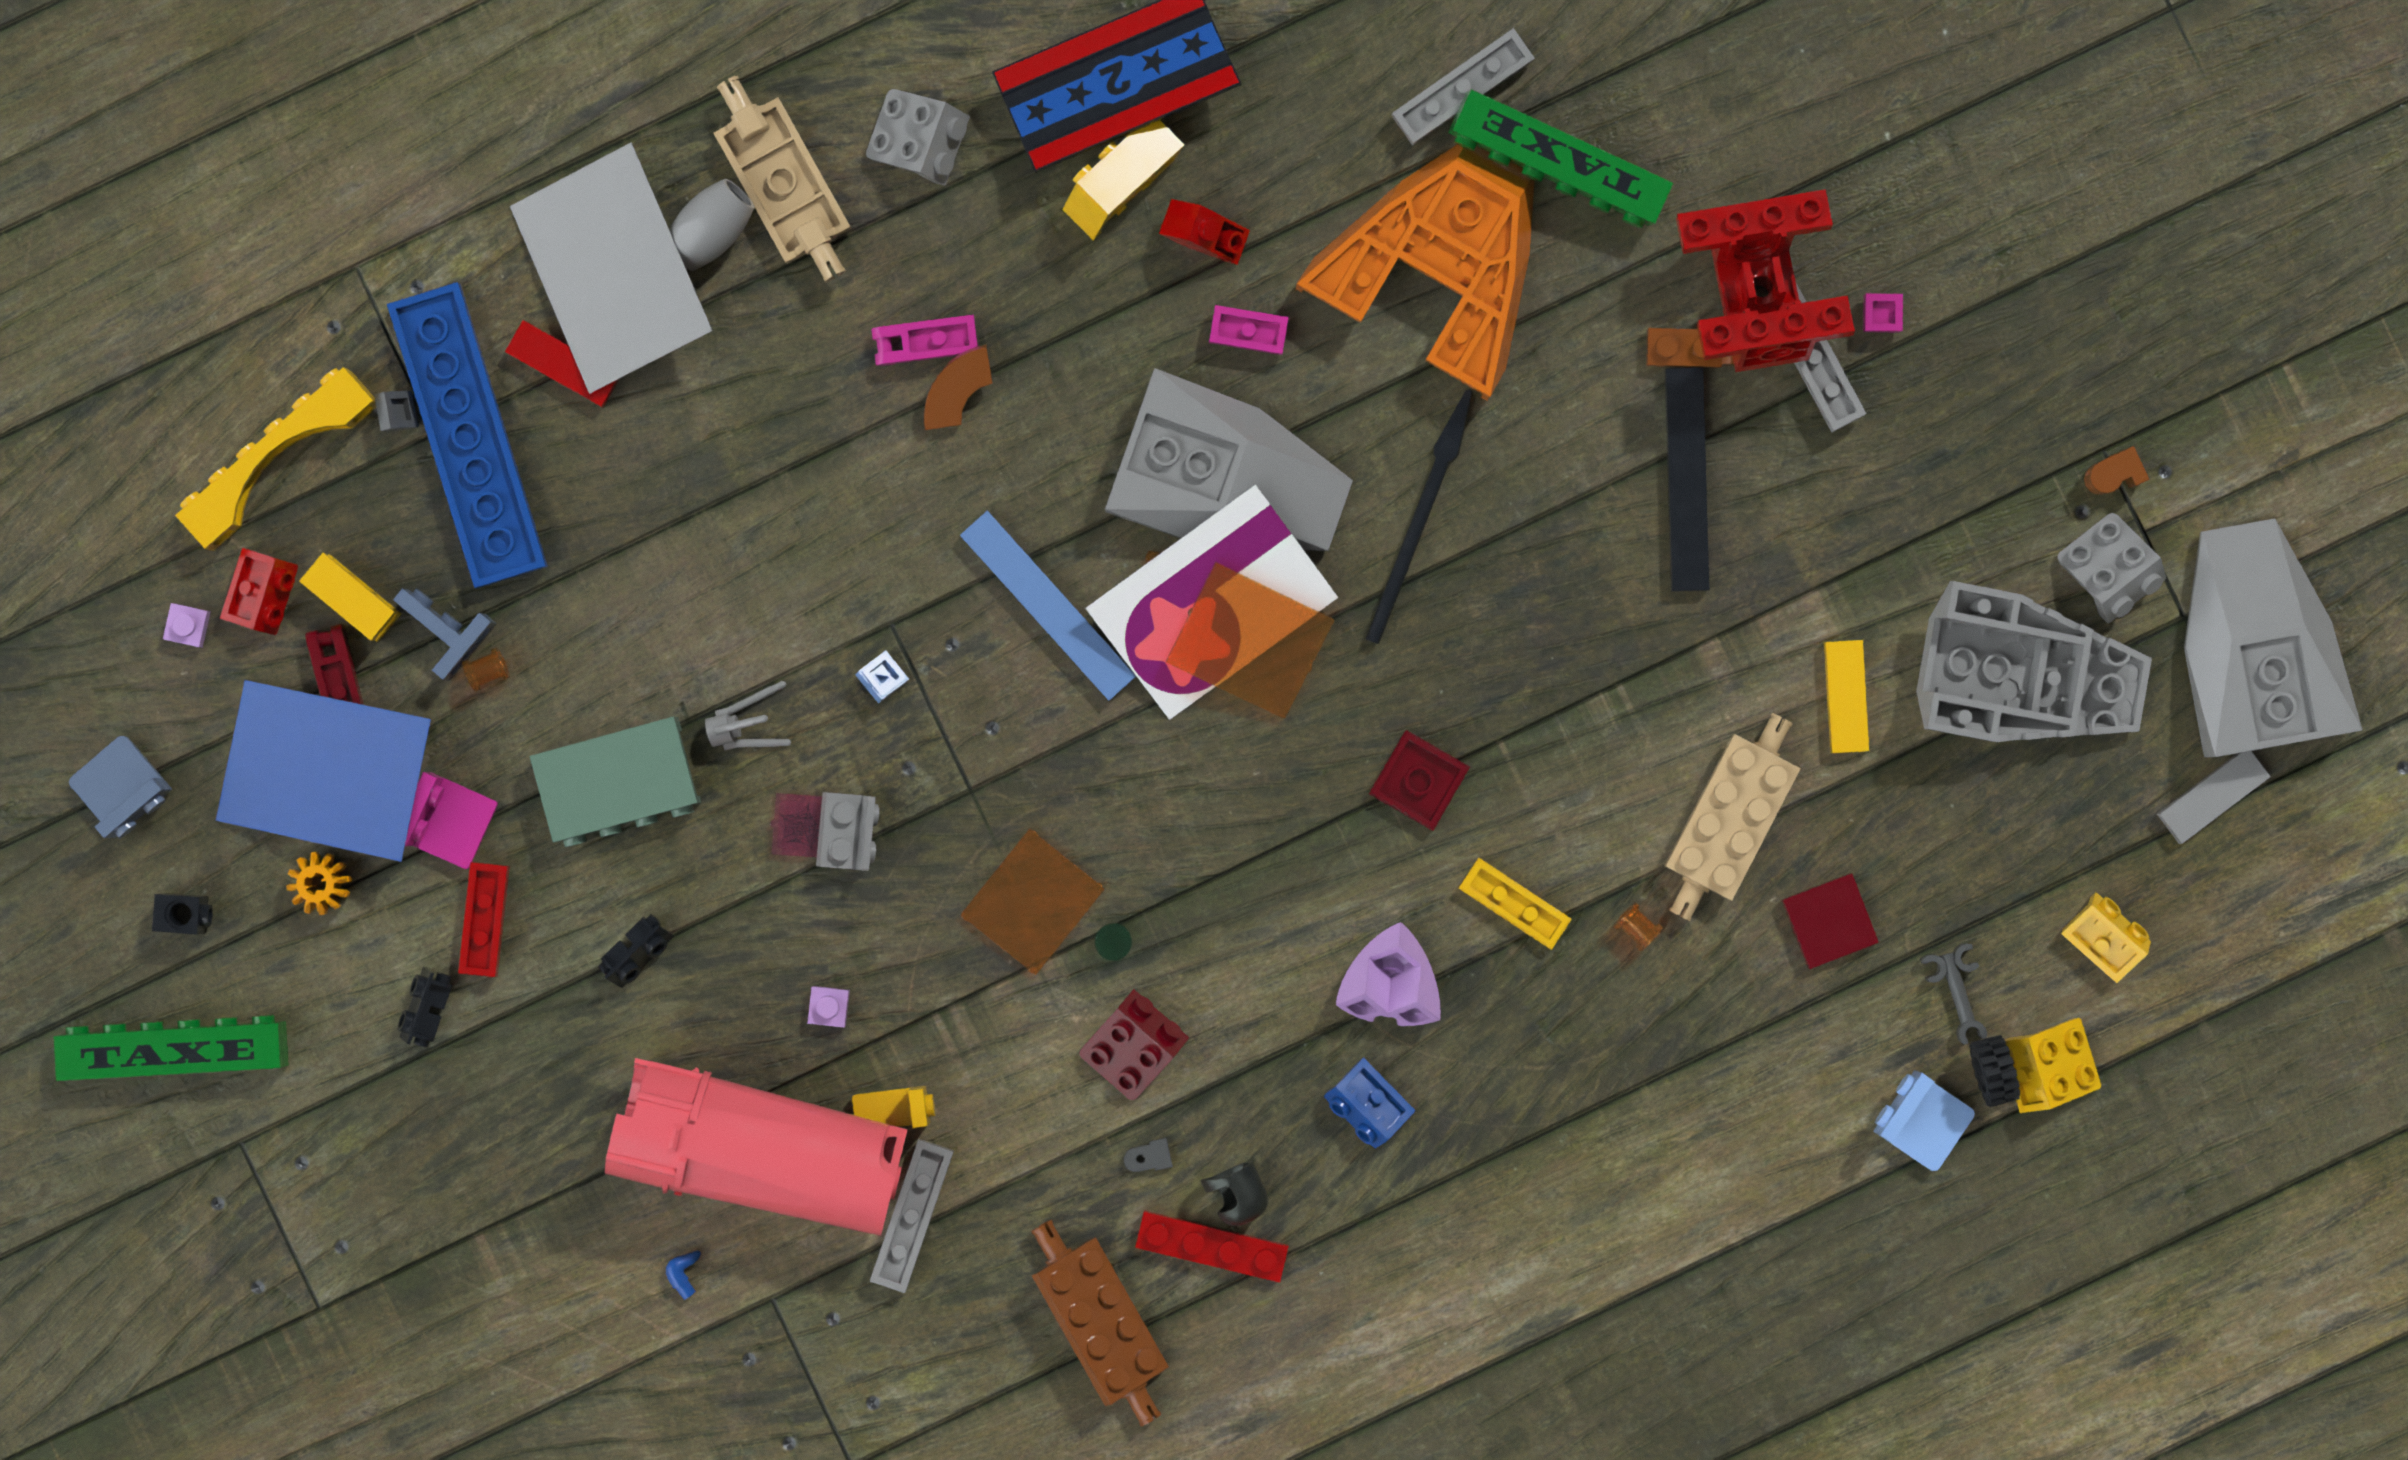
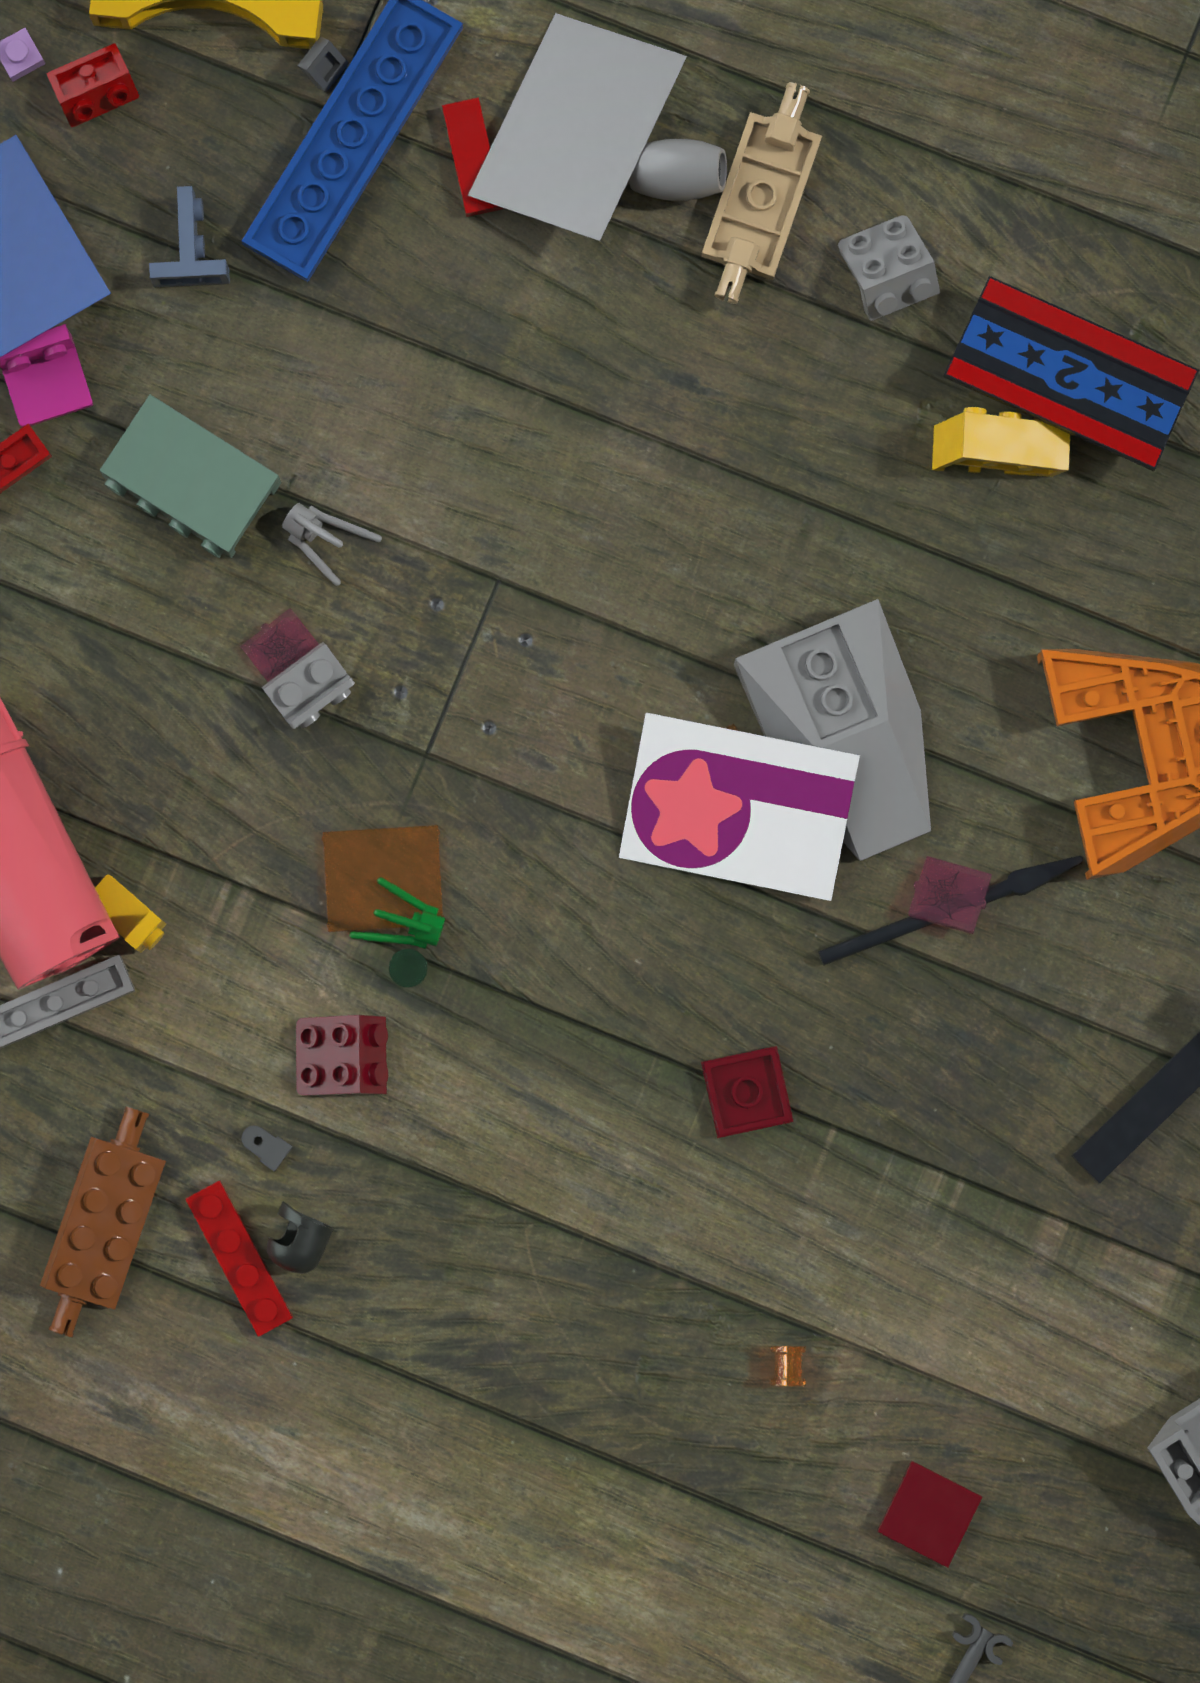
camera: 50 degrees right, 5 degrees down
(334, 673) = (83, 196): dark red plate -> none
(350, 597) = (150, 155): yellow piece -> none
(486, 669) = (187, 305): clear orange bush -> none
(625, 964) = (89, 612): black hinge -> none
(828, 1006) = (161, 794): lavender plate -> none
(882, 677) = (452, 607): tile -> none
(925, 339) = (740, 411): dark pink plate -> none
(954, 386) = (723, 463): dark orange tile -> none
(1048, 605) = (621, 685): medium blue tile -> none
(1095, 906) = (425, 926): none -> green plant
(1204, 231) = (1016, 545): red slope -> none
(1248, 330) = (972, 647): dark pink plate -> none
(1249, 640) = (736, 862): clear orange piece -> none
(1369, 1104) = (460, 1280): blue bracket -> none
(1391, 981) = (572, 1211): lavender brick -> none
(1410, 508) = (950, 895): none -> clear pink piece
(1514, 903) = (719, 1253): yellow tile -> none
(1732, 817) = (940, 1361): tan plate -> none
(1846, 696) = (1115, 1367): yellow tile -> none

